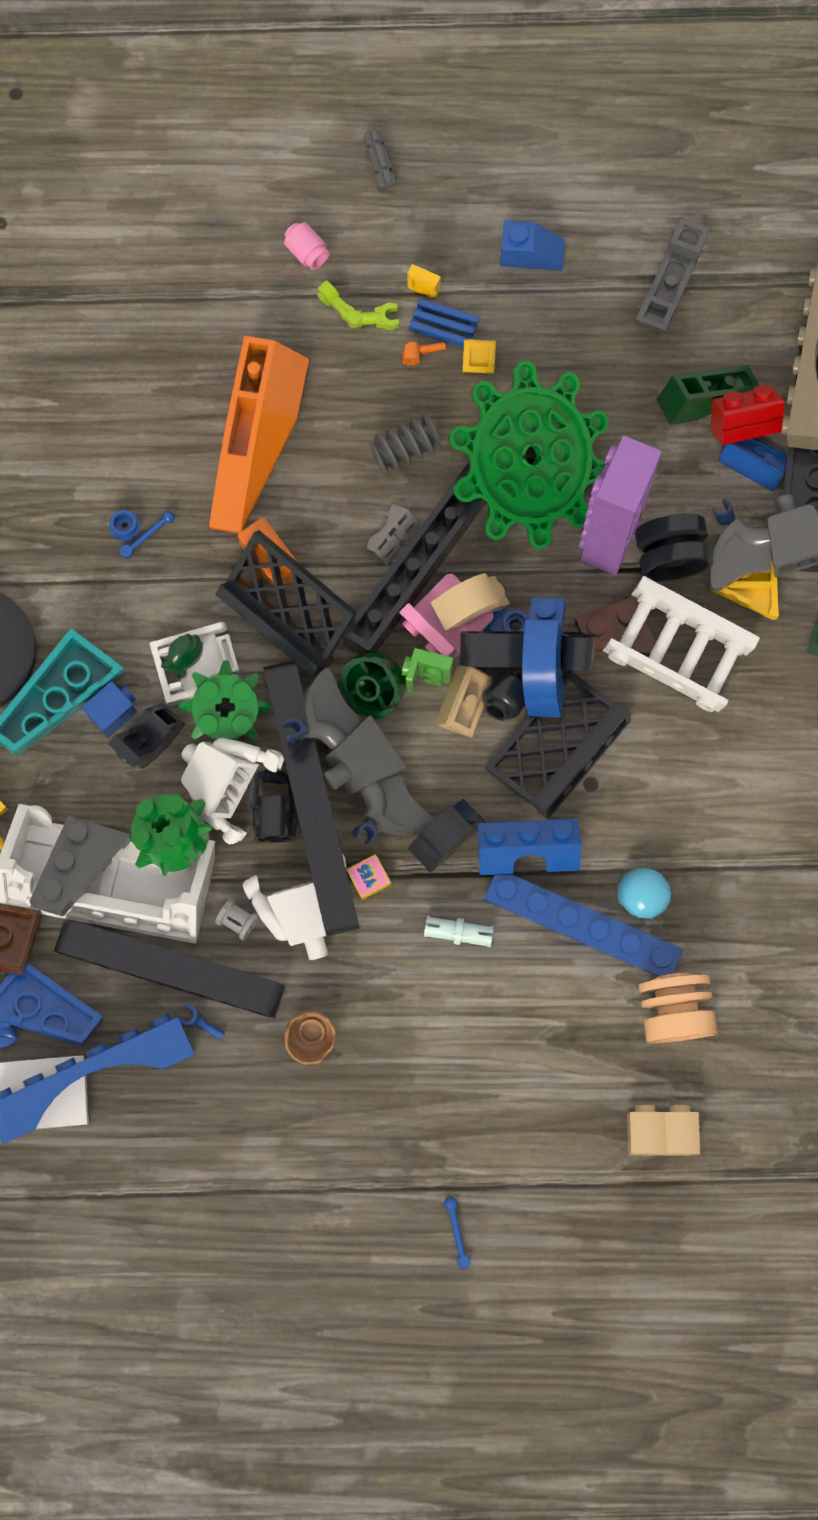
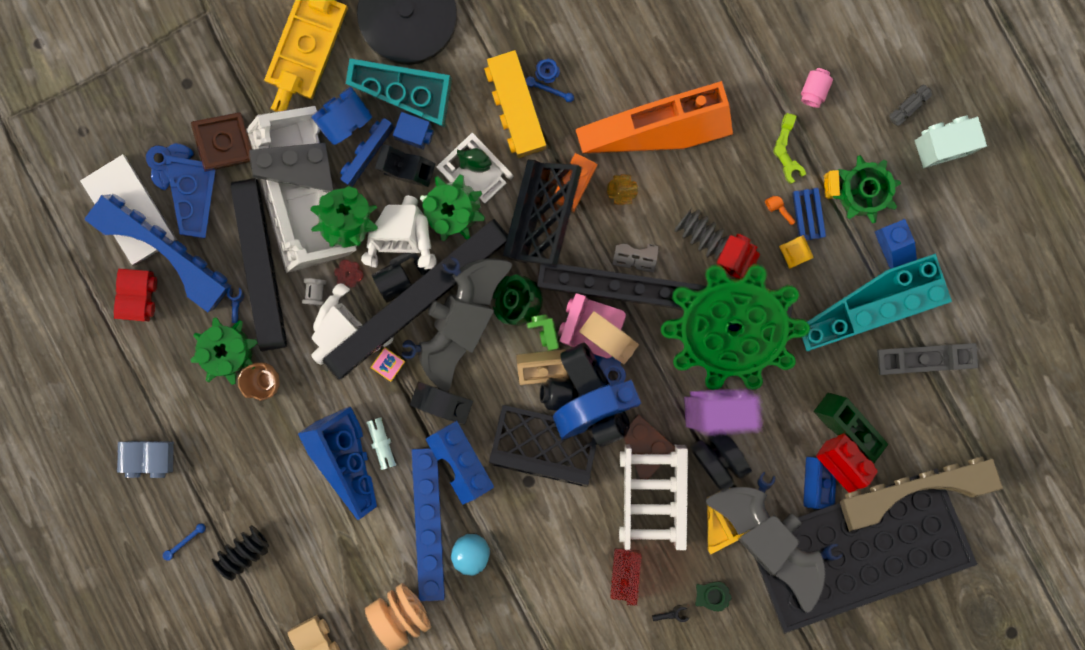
camera: 60 degrees right, 10 degrees up
(49, 776) = (341, 116): none -> blue brick
(104, 775) = (366, 152): none -> blue tile
(125, 1138) = (134, 295): none -> red brick
(144, 577) = (516, 104): none -> yellow brick
(230, 879) = (355, 274): none -> clear red plant
(245, 1081) = (209, 354): none -> green brick
(307, 507) = (622, 189): none -> clear yellow gear
(330, 1226) = (145, 457): none -> sand blue brick
(442, 134) = (950, 141): none -> light aqua brick
(442, 988) = (338, 454): none -> blue wedge
(449, 245) = (869, 175): none -> green brick
(449, 411) = (738, 256): none -> red brick
(506, 1163) = (242, 554): none -> black piece
(582, 290) = (880, 301): none -> teal wedge
(757, 722) = (626, 575): none -> clear red bracket

